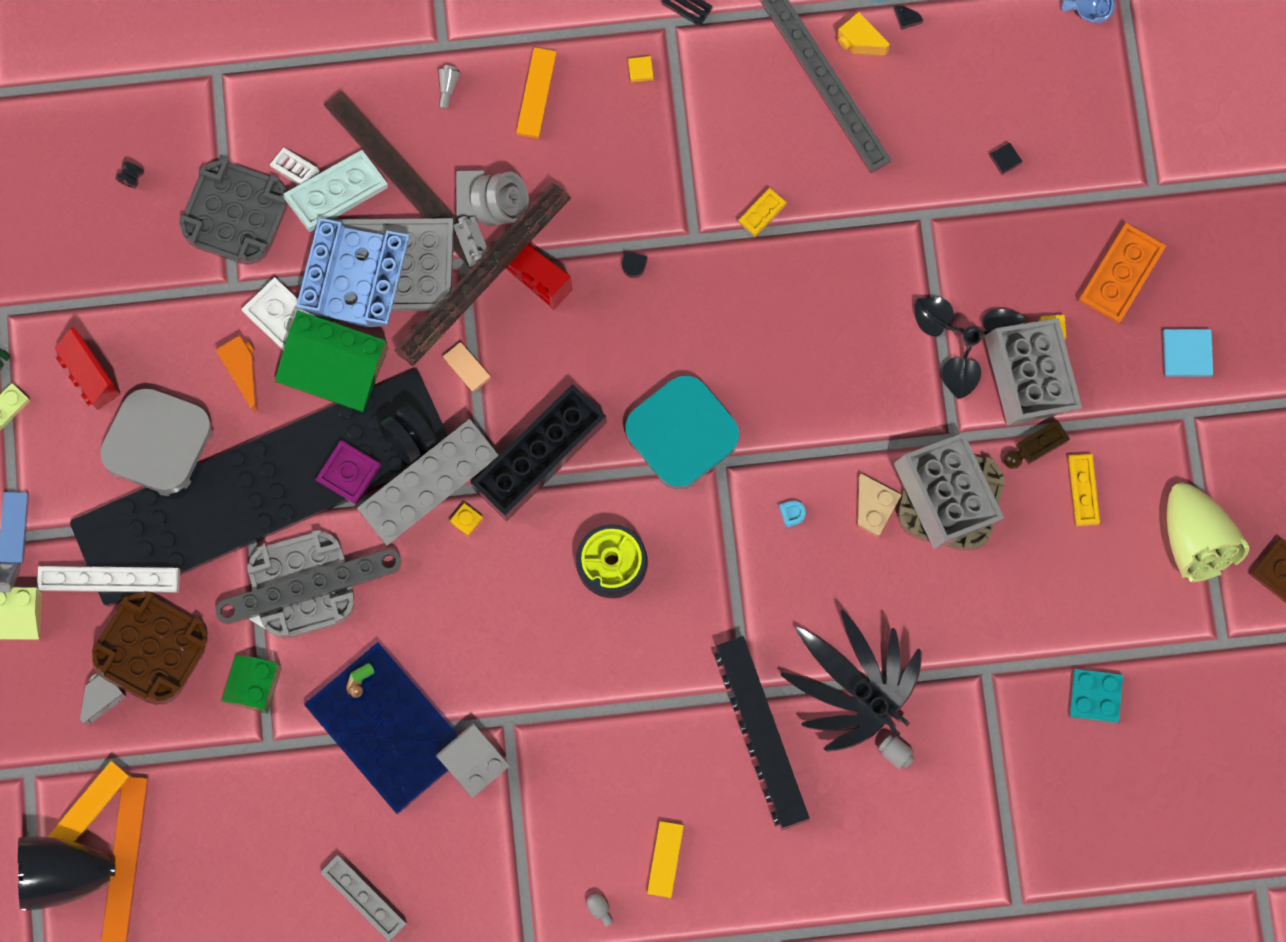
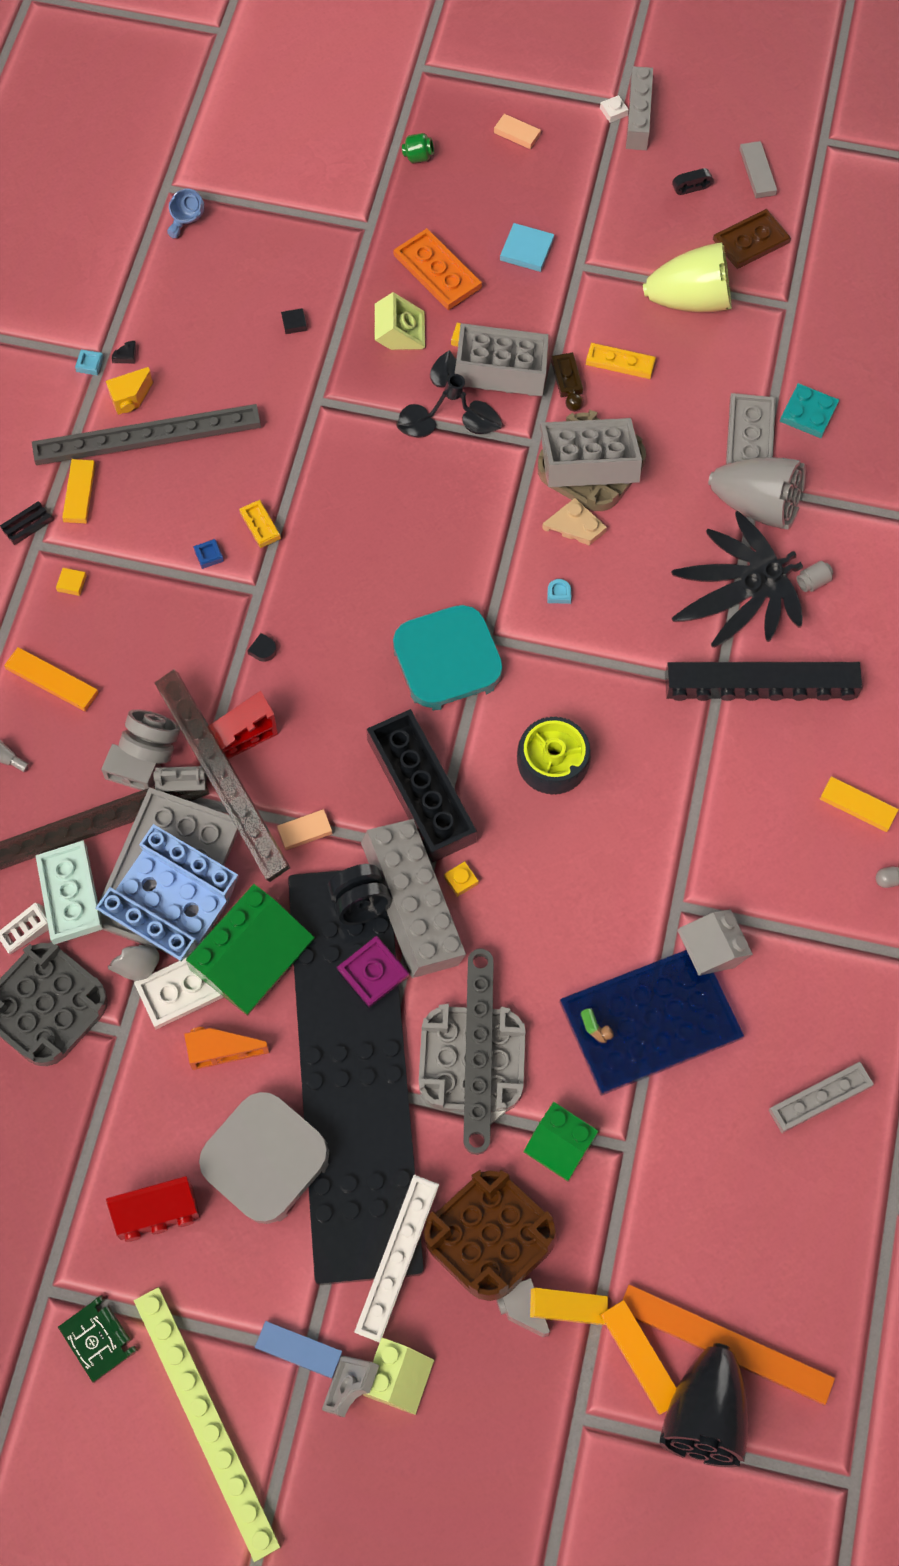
camera: 75 degrees left, 10 degrees down
(109, 731) = (567, 1306): none -> yellow tile
(289, 269) = (135, 962): none -> light grey hair
(715, 178) = (208, 553): none -> blue tile
(738, 37) = (78, 491): none -> yellow tile
(972, 673) = (762, 488): none -> light grey cylinder
(1038, 260) = (399, 323): none -> yellowish green slope
(1043, 645) = (750, 427): none -> light grey tile
(1266, 202) = (418, 148): none -> green head

